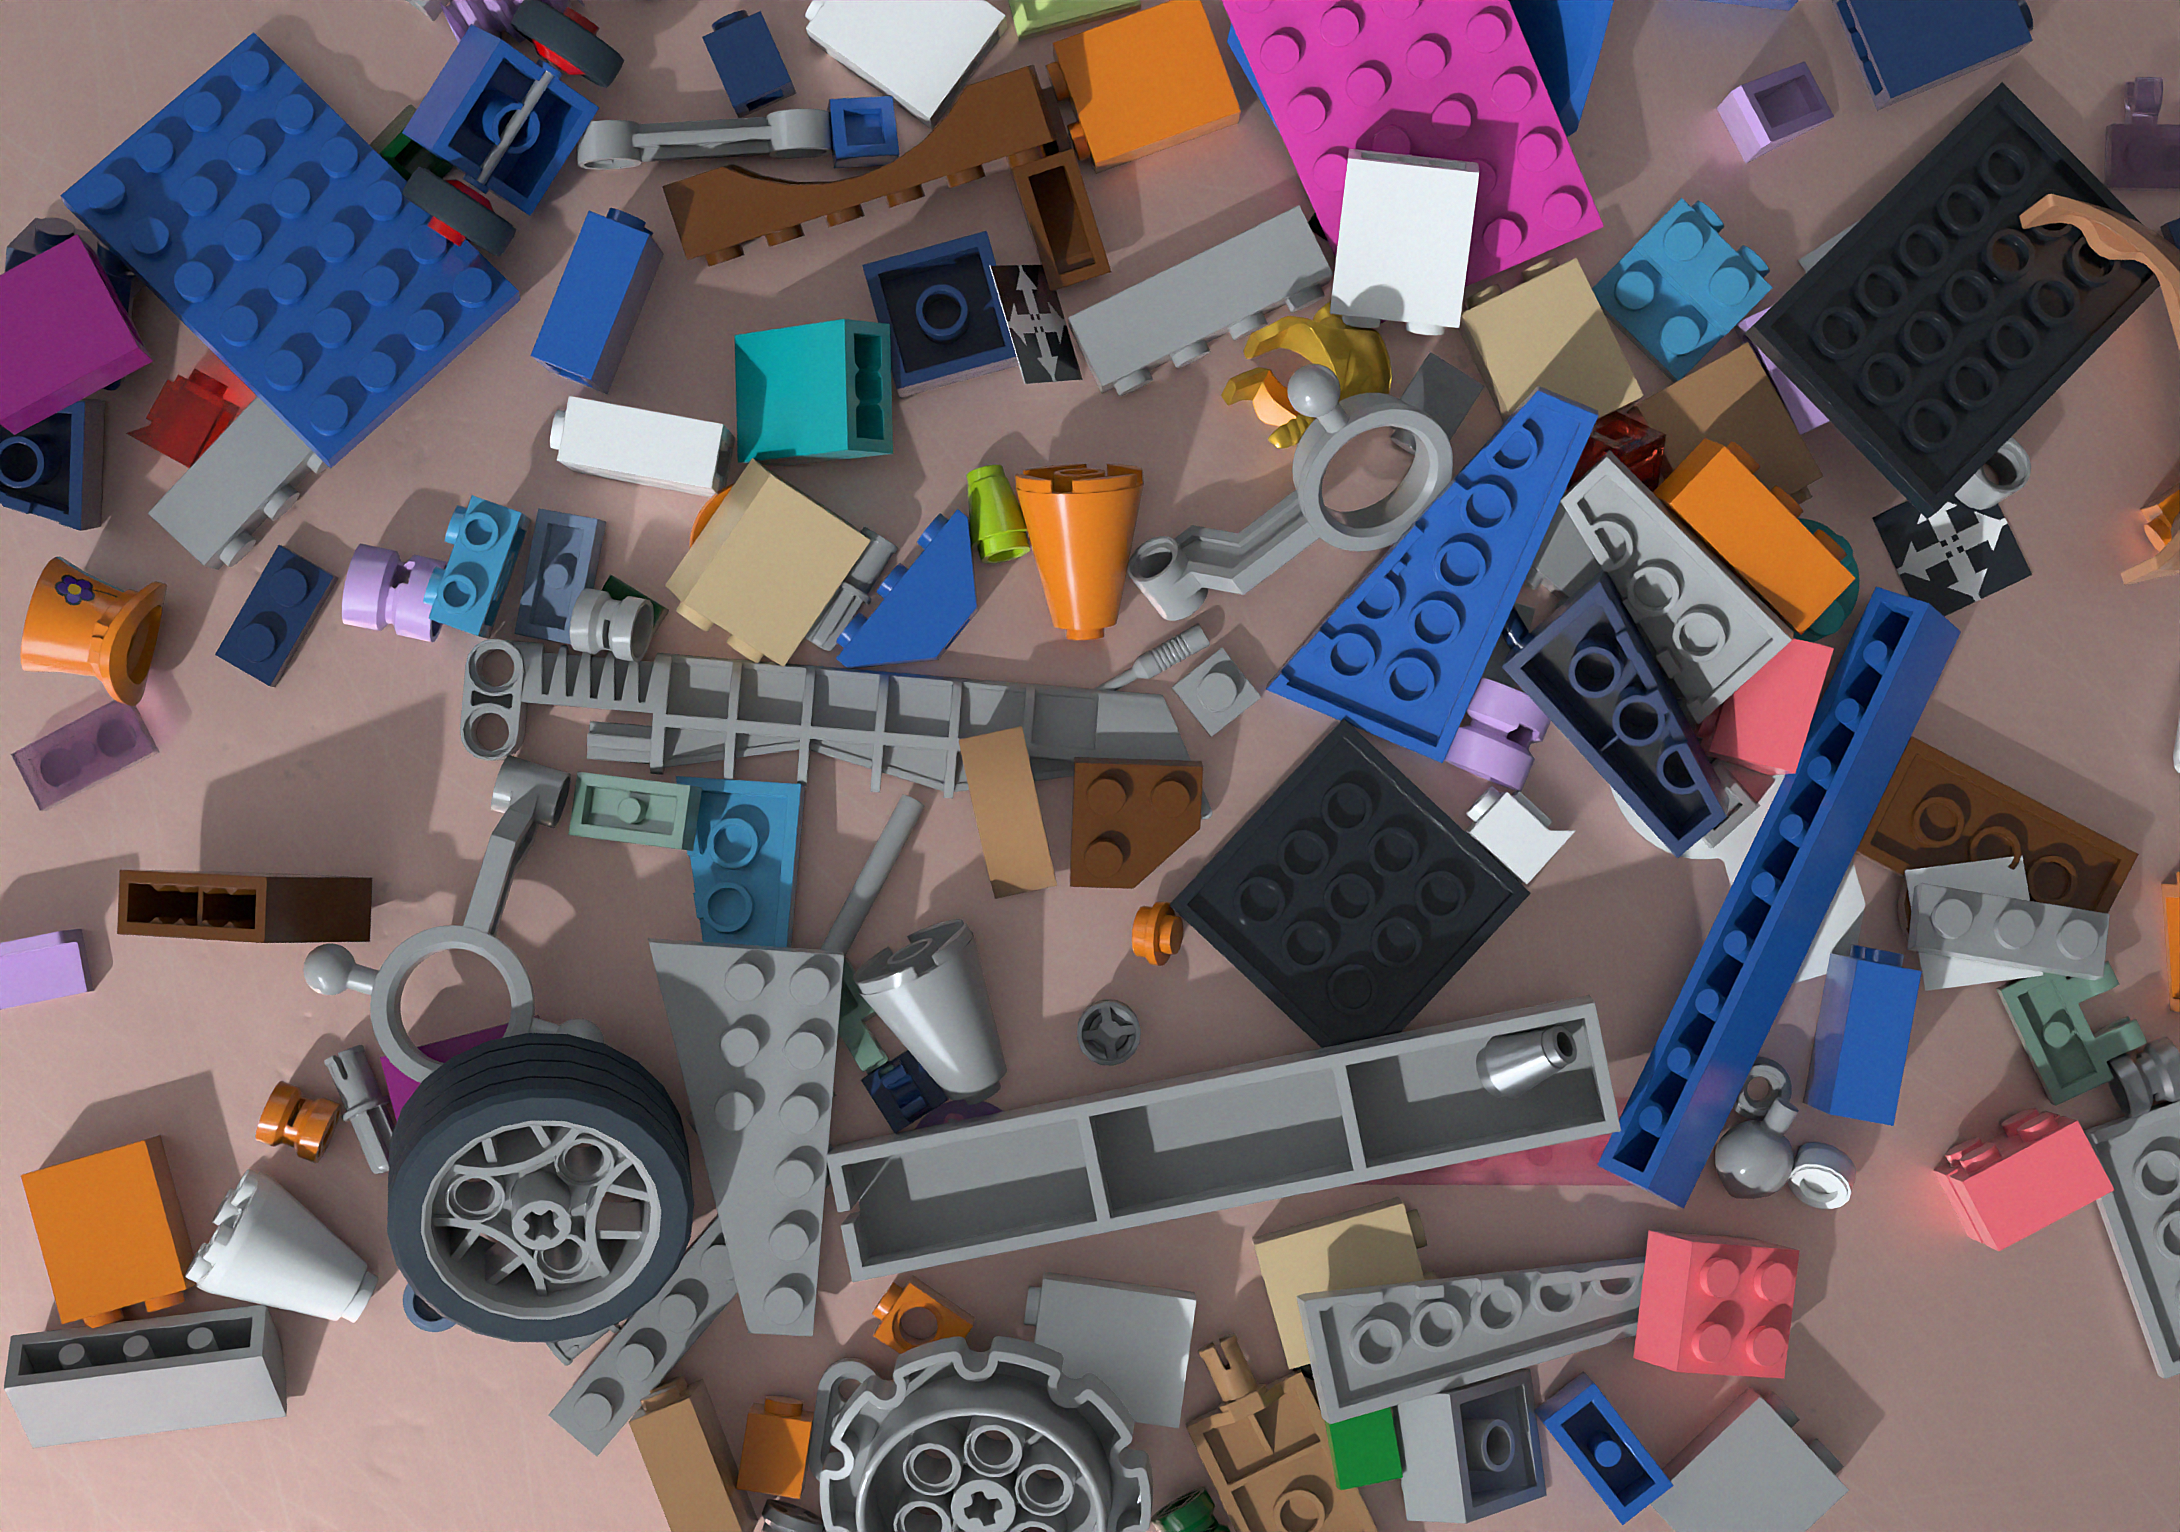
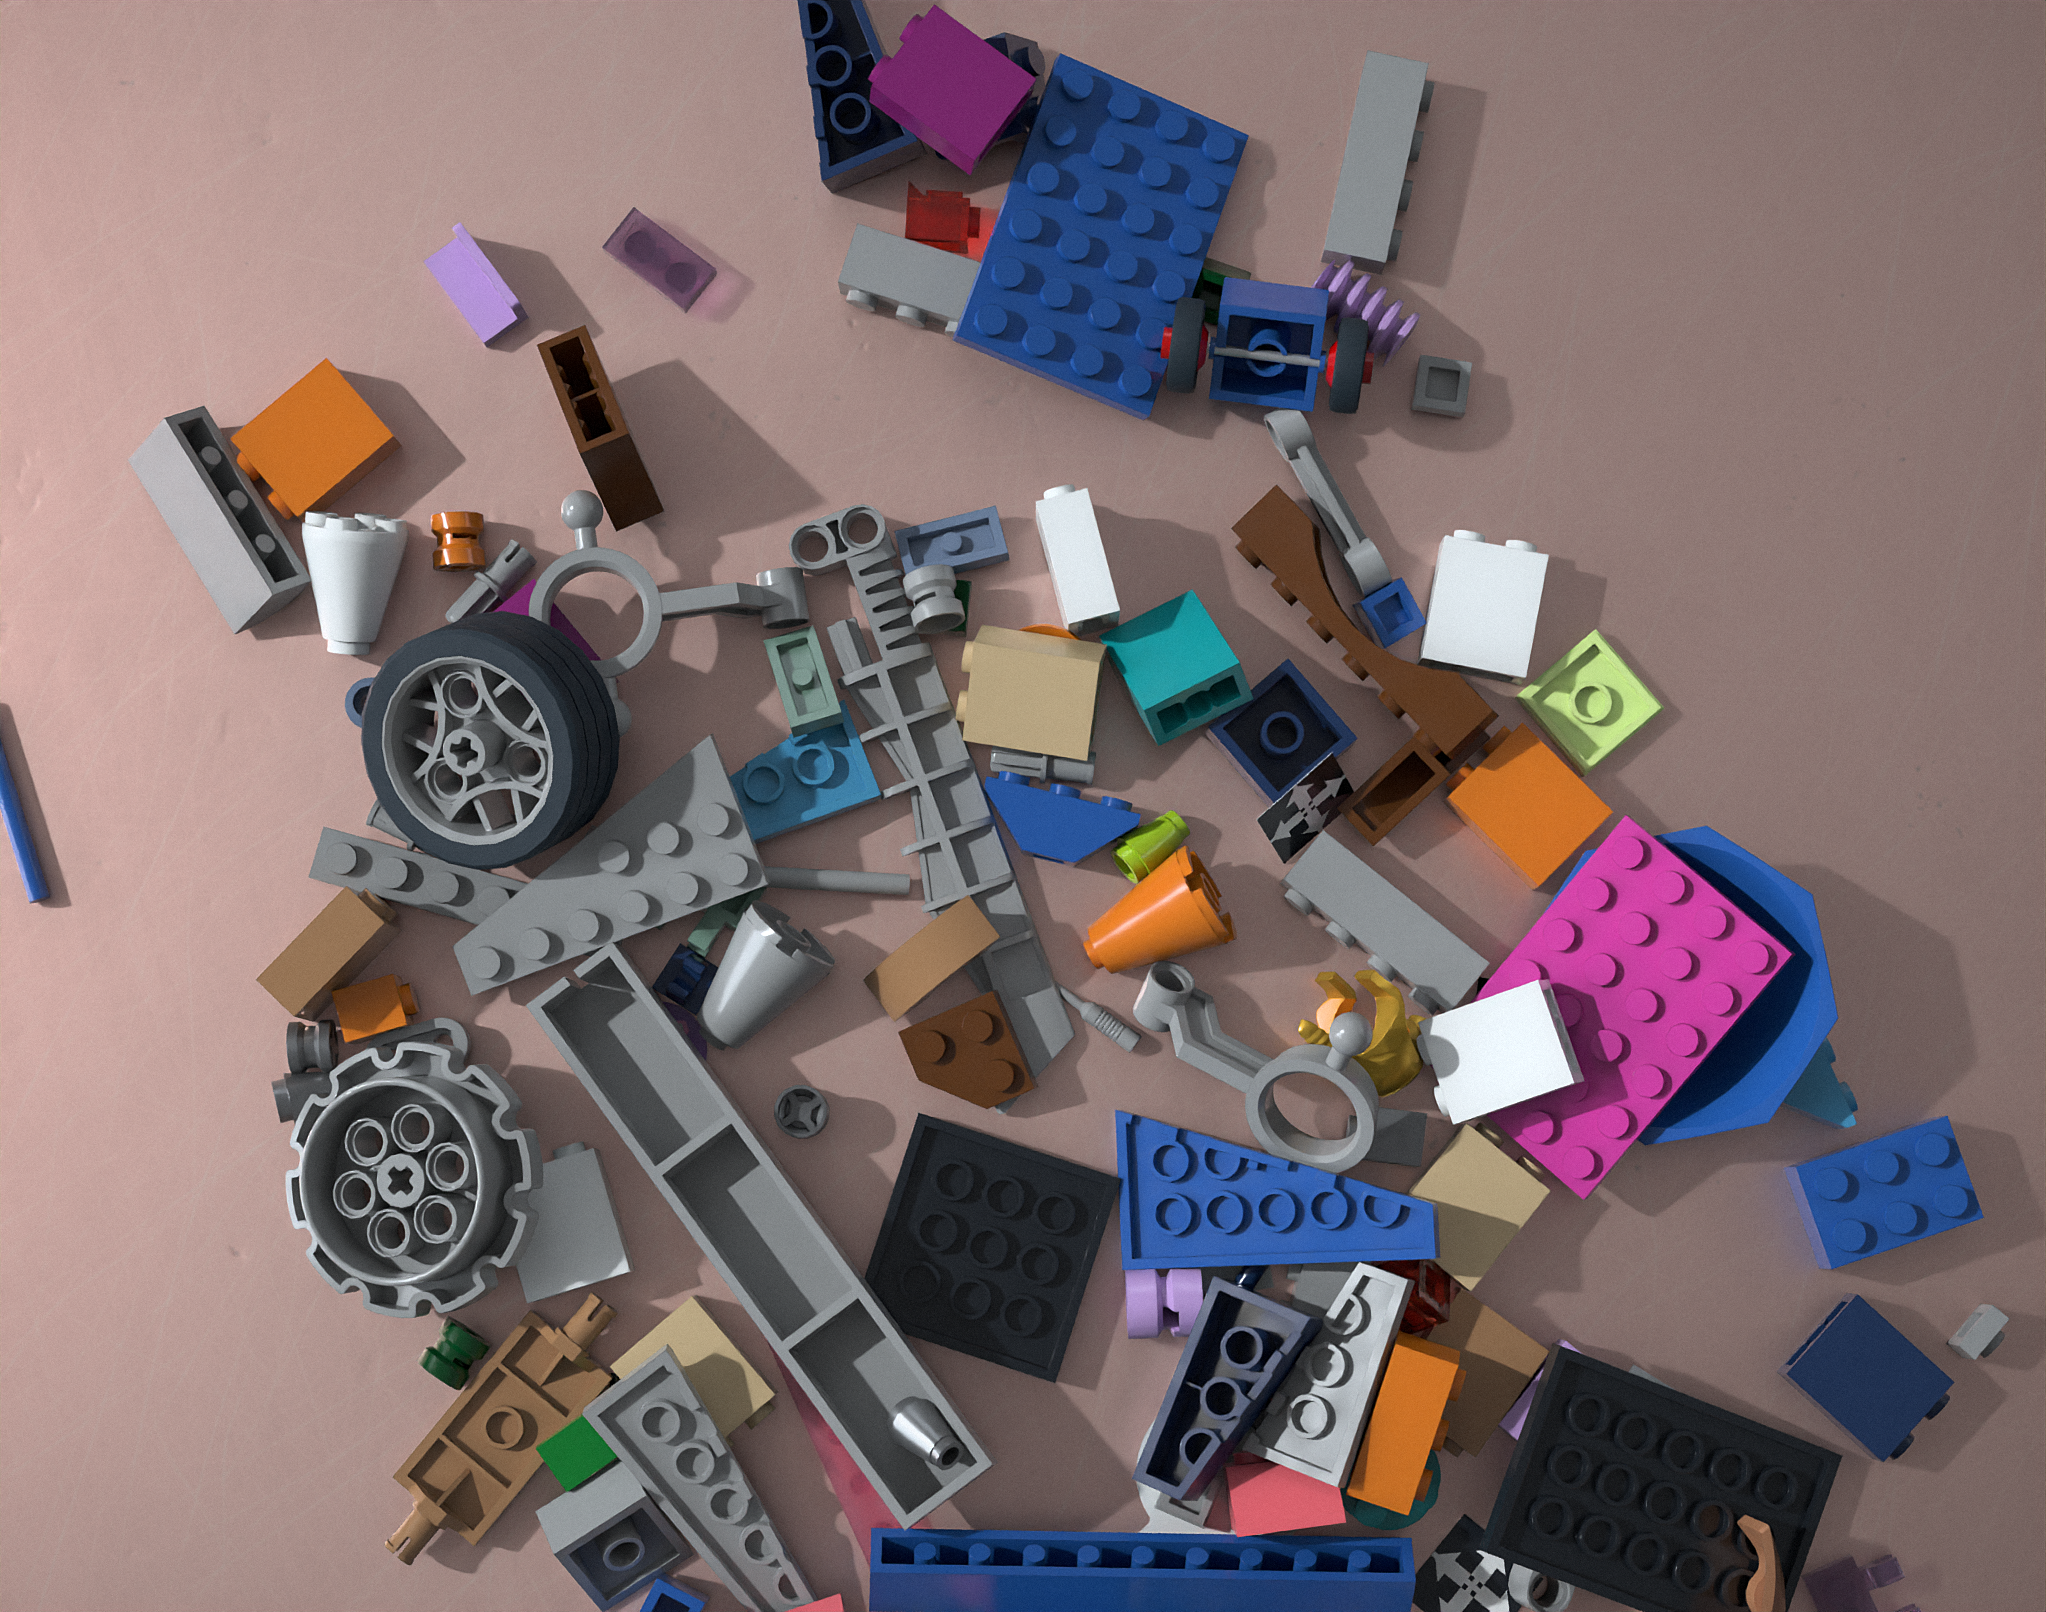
camera: 70 degrees right, 5 degrees down
(92, 629) = (753, 223): orange hat -> none
(276, 616) = (826, 352): dark blue plate -> none
(389, 591) = (883, 429): lavender wheel -> none
(479, 568) = (929, 482): dark azure plate -> none
(598, 299) = (1170, 477): blue brick -> none
(748, 62) = (1400, 505): dark blue brick -> none
(950, 1318) = (523, 1046): orange brick -> none
(1157, 933) = (893, 1113): orange plate -> none
(1216, 692) = (1095, 1074): light grey plate -> none
(1514, 832) = (1095, 1349): white window -> none
(1682, 288) = (1567, 1283): dark azure plate -> none
(1773, 110) = (1737, 1291): lavender slope -> none

